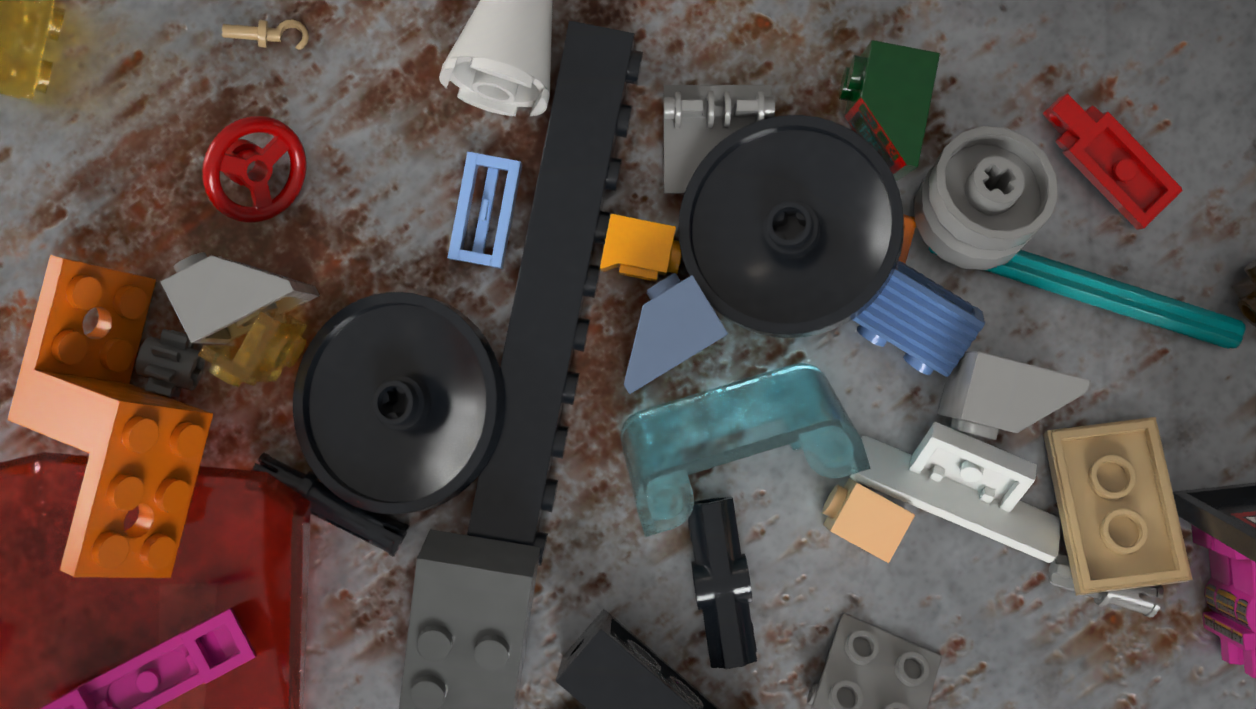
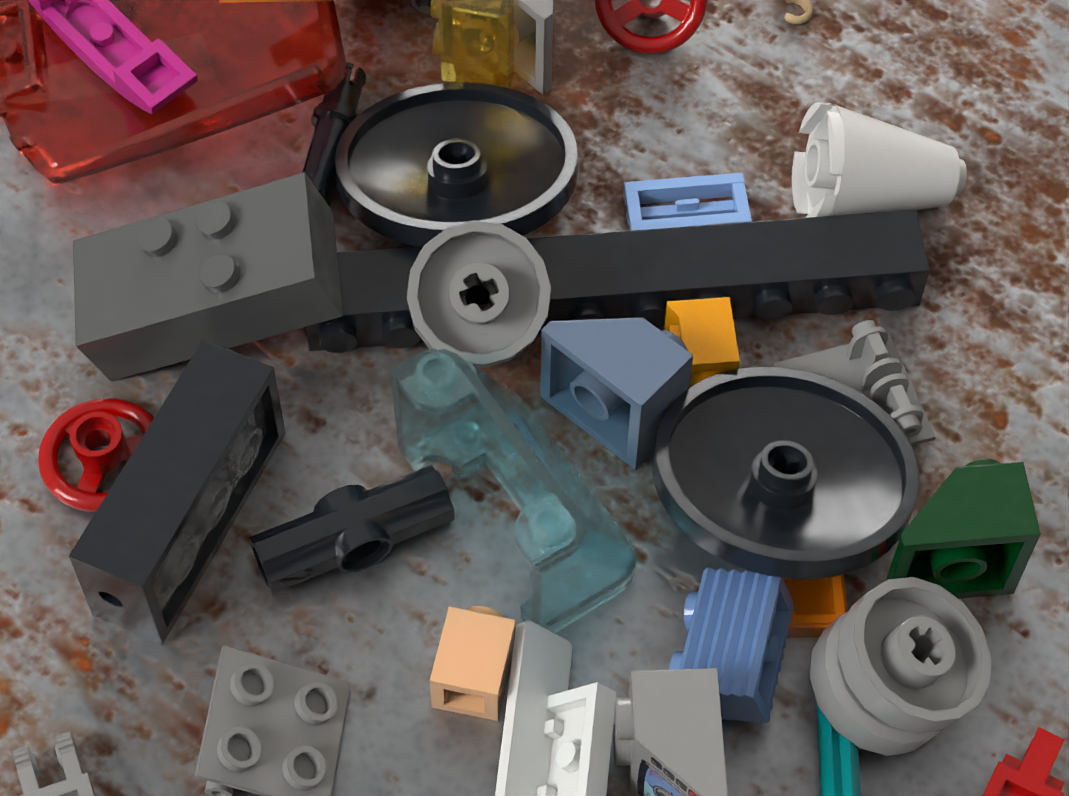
camera: 75 degrees right, 30 degrees down
(569, 434) = (488, 258): none -> light grey wheel

